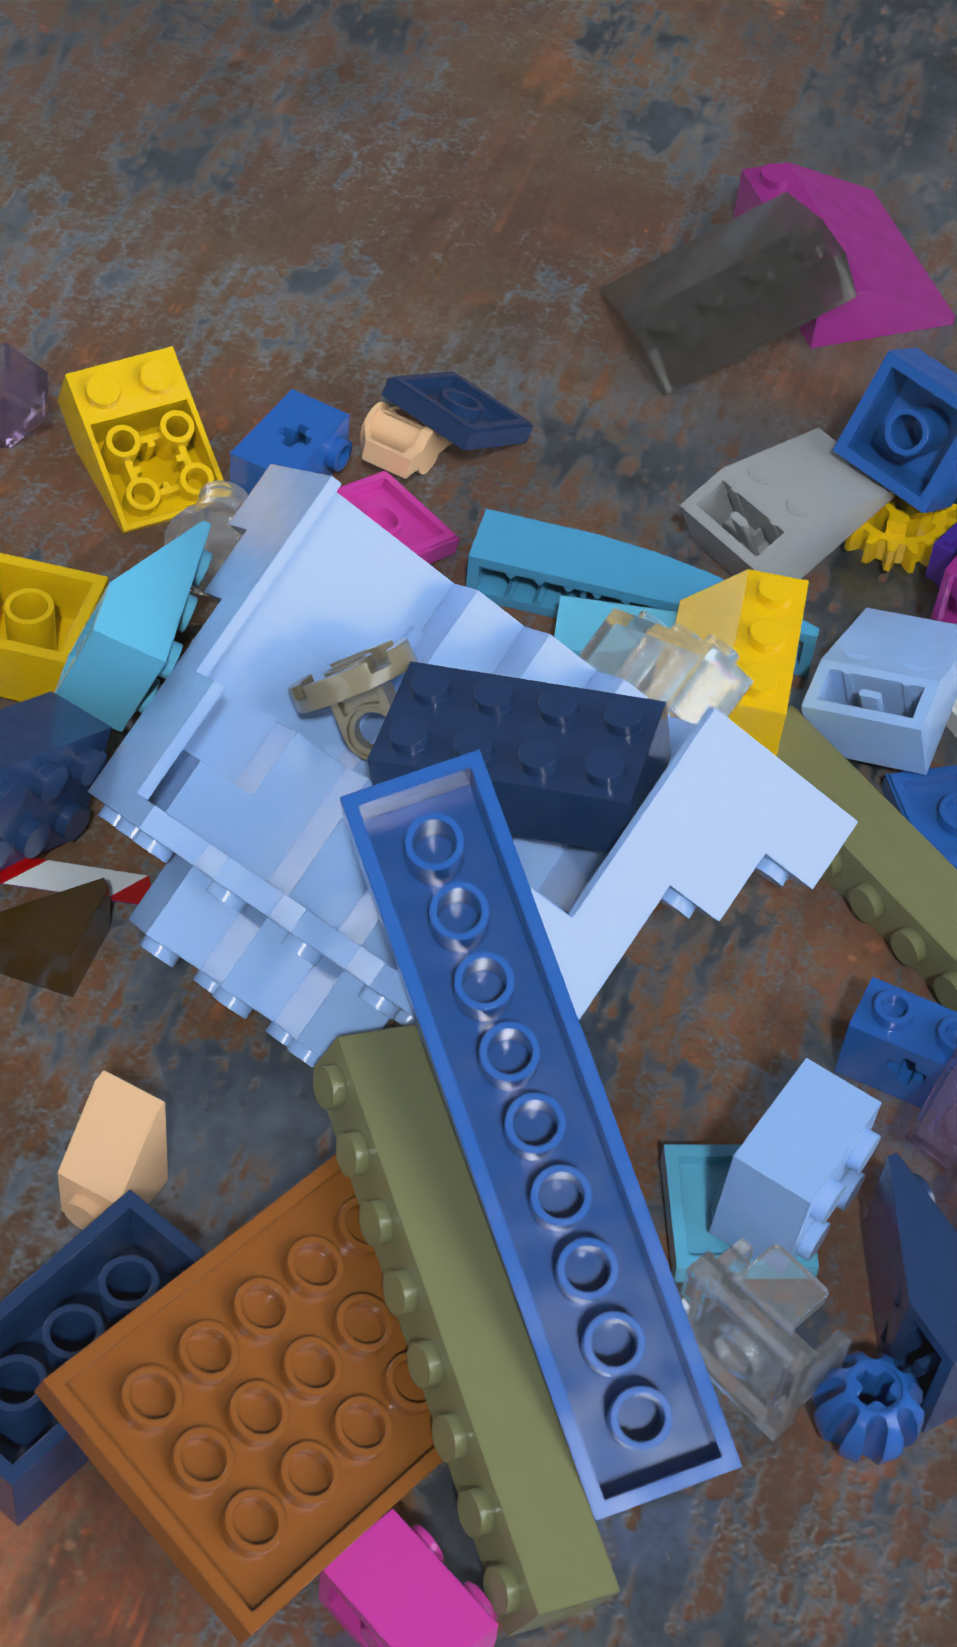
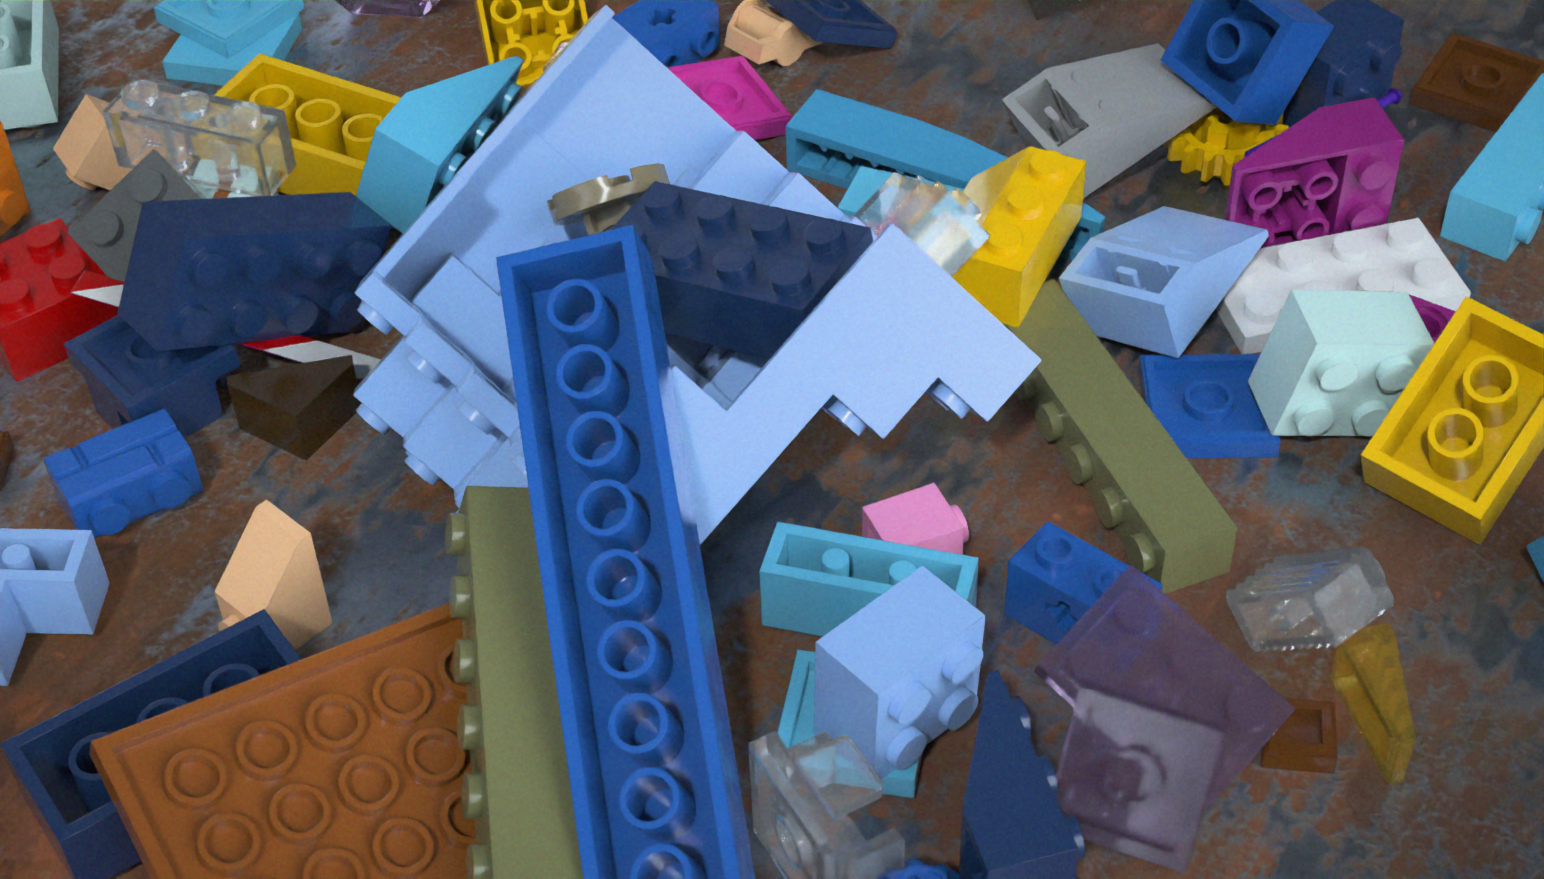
camera: 20 degrees right, 5 degrees down
(705, 1068) = (824, 576): none -> medium azure brick
(734, 1006) = (917, 520): none -> bright pink brick

